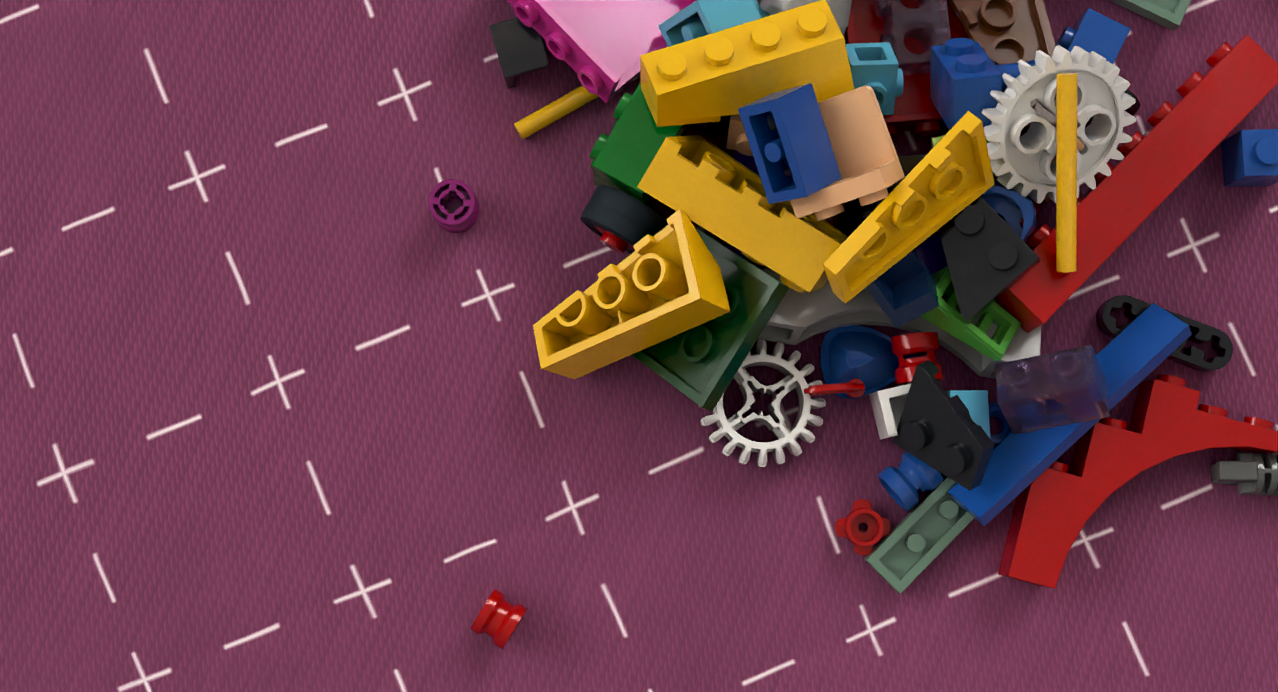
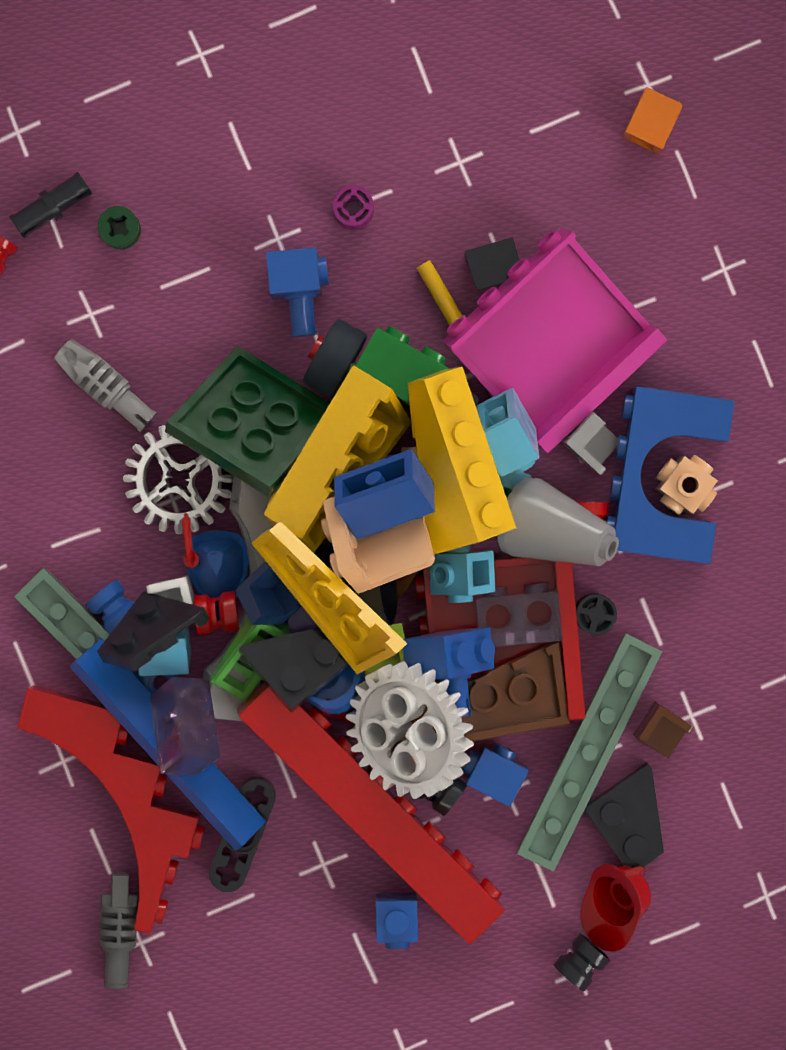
camera: 85 degrees right, 5 degrees up
(447, 551) = (50, 205): none -> black pin
(485, 471) = (125, 232): none -> dark green wheel
(534, 263) = (298, 279): none -> blue brick
(643, 300) = (261, 372): yellow wedge -> none
(652, 490) = (103, 383): none -> light grey hinge
(876, 527) = (60, 566): red plate -> none
(1066, 172) = (363, 733): yellow bar -> none

